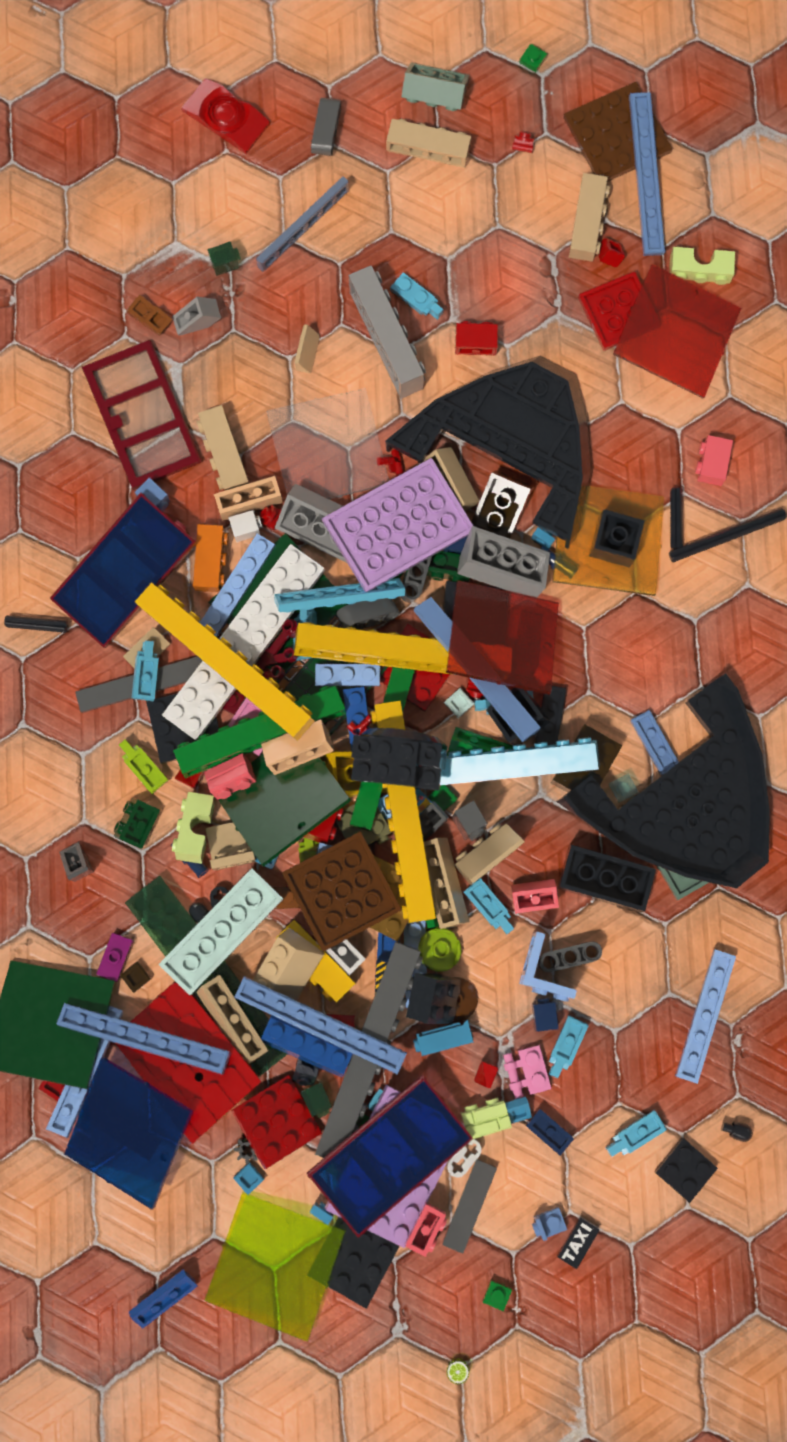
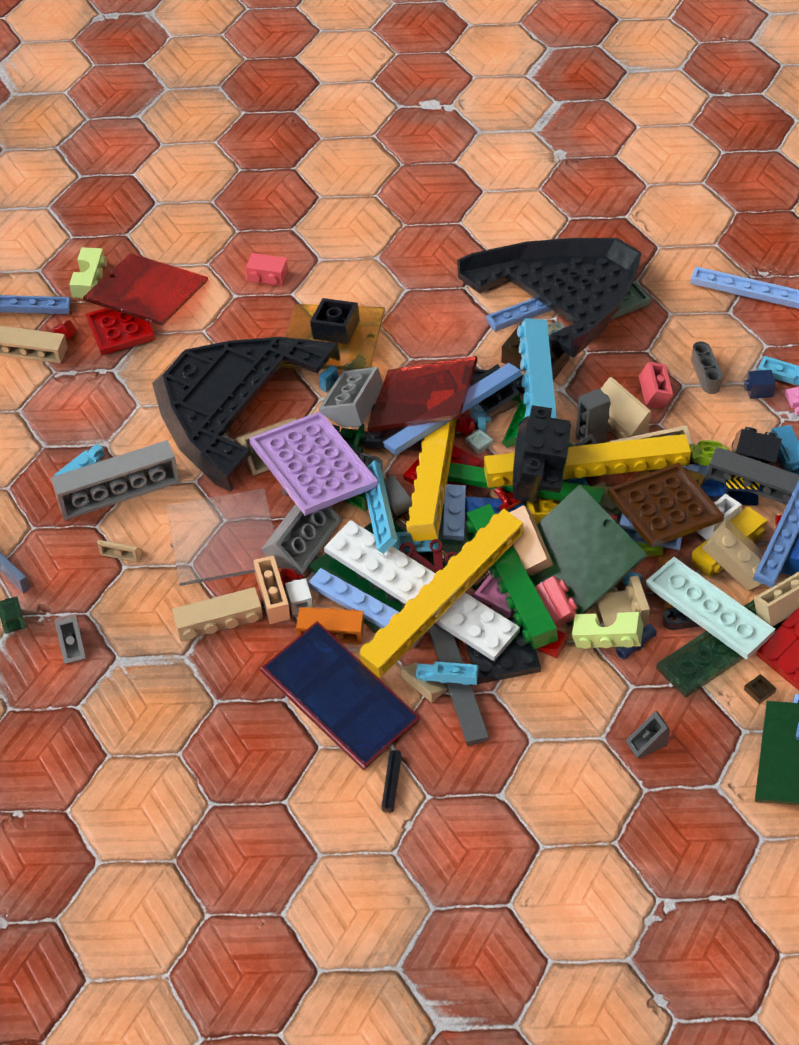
camera: 85 degrees left, 30 degrees down
(114, 957) = (741, 706): magenta plate -> none
(136, 822) = (602, 688): dark green bracket -> none
(141, 414) = (168, 690): door -> none
(143, 767) = (544, 681): lime hinge -> none
(148, 315) = (63, 680): dark orange slope -> none
(154, 494) = (255, 677): medium blue brick -> none
(198, 911) = (690, 633): black cylinder -> none
(394, 467) = (243, 484): red hose -> none
(476, 338) = (130, 421): red brick -> none
(489, 906) = (669, 417): medium azure hinge -> none
(502, 504) = (291, 400): dark brown slope -> none
(540, 986) = (724, 384): light blue bracket -> none
(606, 878) = (636, 339): black brick -> none
(676, 518) = (313, 296): black axle -> none
(727, 535) = (333, 265): black axle -> none

